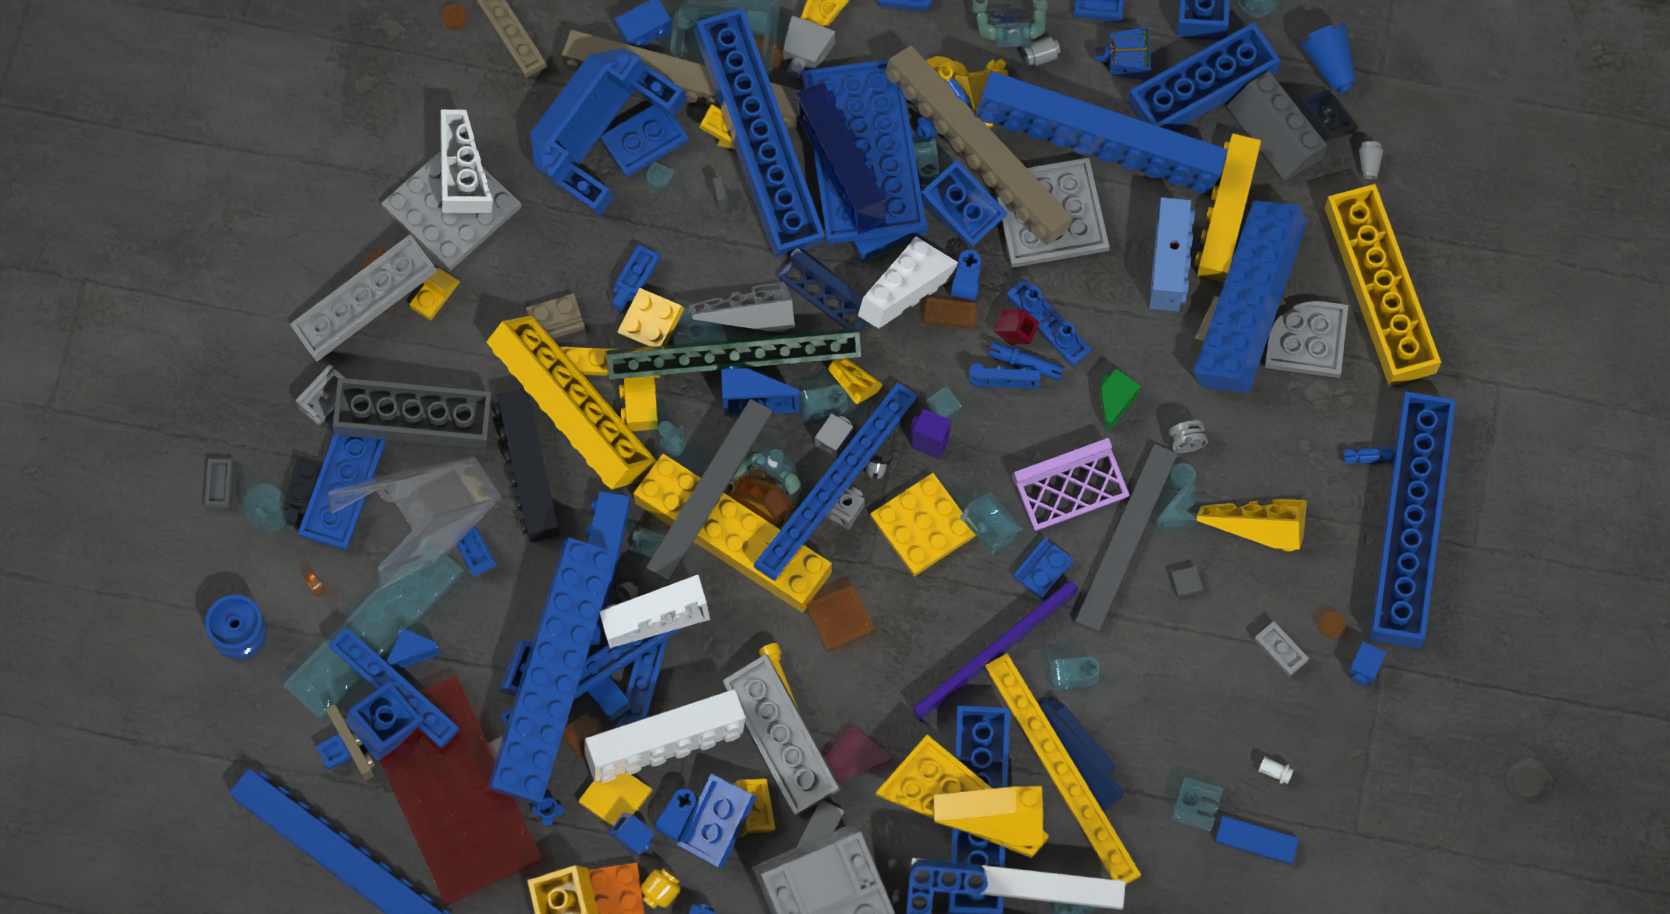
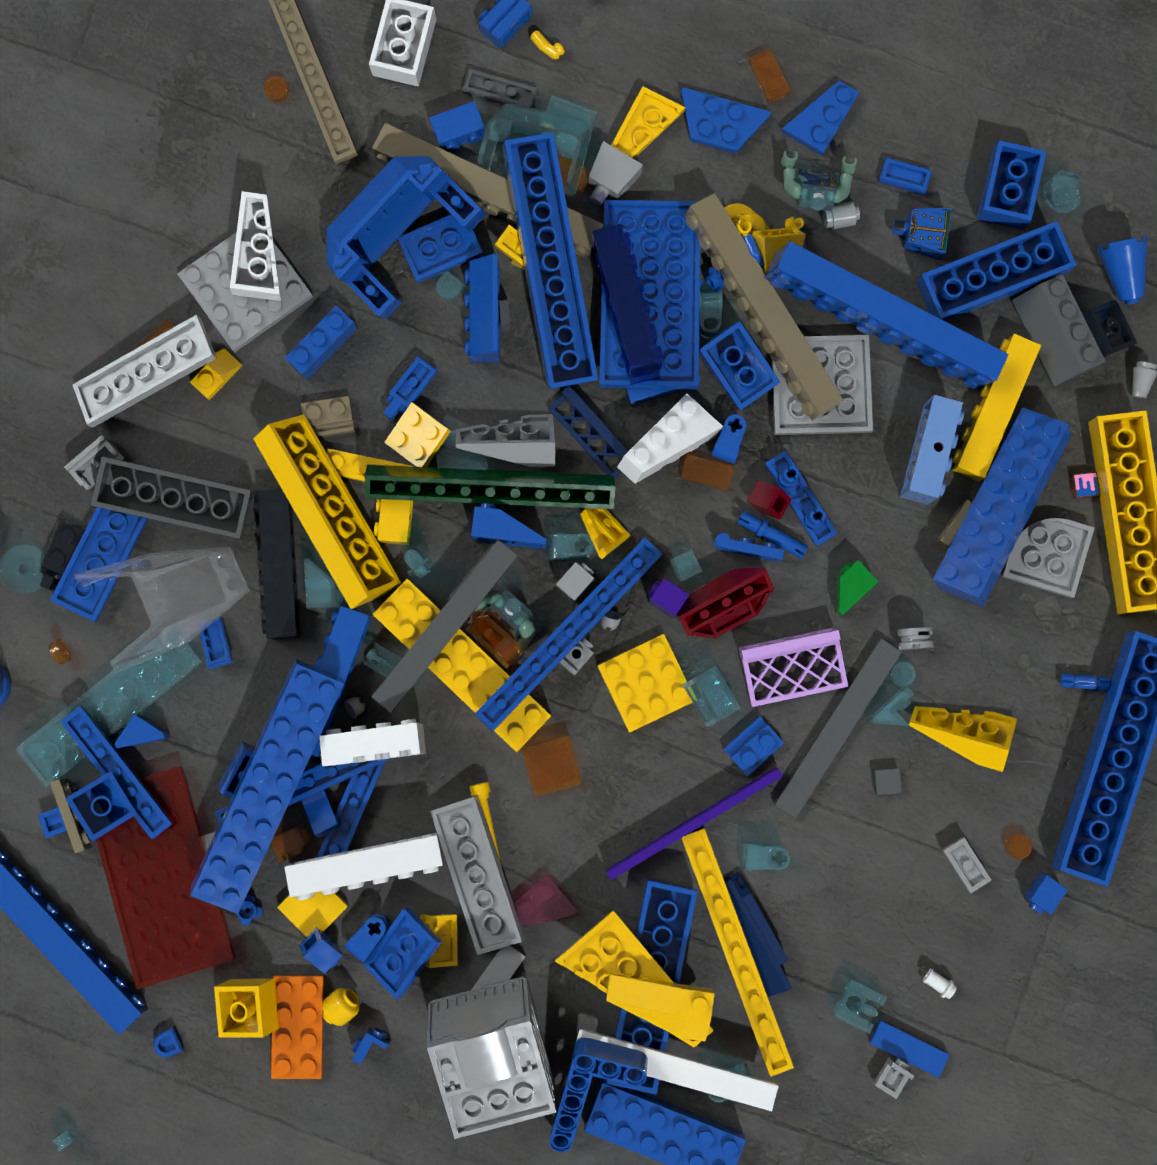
camera: 10 degrees right, 15 degrees up
(538, 246) = (321, 342): none -> blue brick
(575, 481) = (320, 588): none -> clear light blue slope
(698, 189) = (484, 309): none -> blue slope
(991, 431) = (725, 602): none -> dark red wedge
(1246, 867) = (893, 1077): none -> light grey bracket
(1333, 268) = (1085, 485): none -> tile

